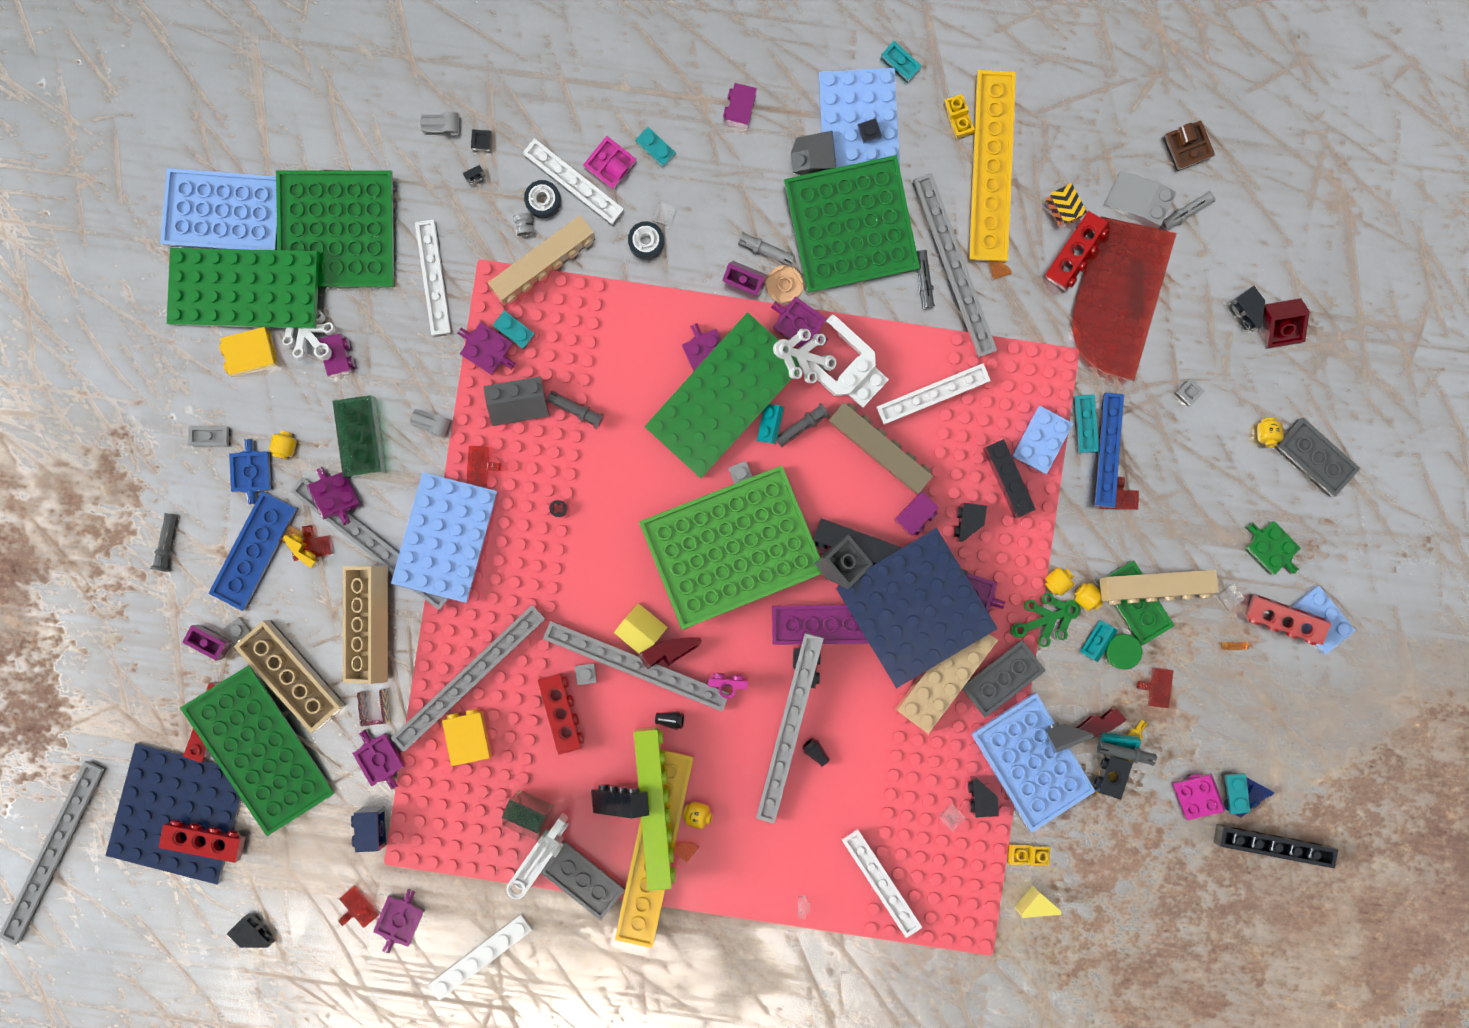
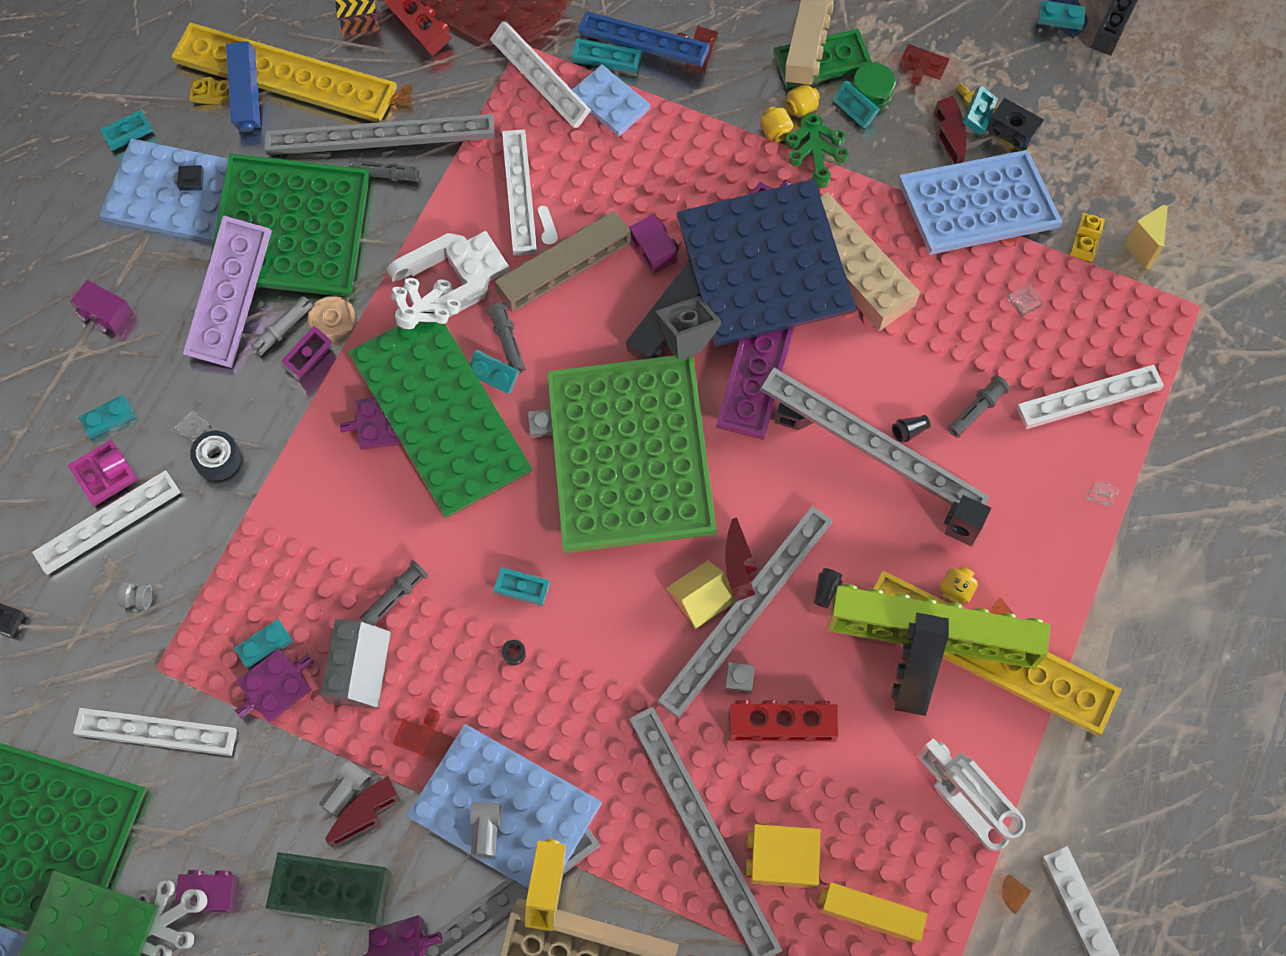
camera: 70 degrees left, 20 degrees down
(391, 585) = (545, 885): none -> yellow brick
(418, 441) = (363, 812): none -> dark red slope
(427, 529) = (485, 821): none -> light grey piece
(446, 806) = (872, 912): none -> yellow brick
(474, 175) = (45, 640): black plate -> none
(490, 900) = (1014, 893): none -> clear orange tile
(526, 814) = (914, 798): slope -> none
(540, 188) = (106, 553): wheel -> none
(542, 260) = (189, 584): tan brick -> none
(583, 881) = (1021, 750): dark grey plate -> none
(607, 499) = (521, 587): none -> teal plate
(719, 680) = (795, 502): dark pink plate -> none
(747, 810) = (966, 520): none -> black brick
(776, 200) = (227, 292): none -> lavender plate
(796, 317) = (376, 309): magenta plate -> none
(813, 153) = (190, 241): dark grey slope -> none
(857, 804) = (985, 399): none -> dark grey pin
(903, 429) = (550, 235): none -> white sticker
(964, 140) = (243, 86): none -> blue brick
(970, 520) = (677, 190): black slope -> none
(984, 801) = (1010, 261): black slope -> none
(1003, 678) = (873, 204): dark grey plate -> none
(1009, 479) = (643, 139): black brick -> none
(1047, 376) = (540, 74): none -> white plate
(1065, 736) = (959, 151): dark grey slope -> none
(1134, 755) = (995, 94): dark grey pin -> none
(1199, 796) = (1056, 51): dark pink plate -> none

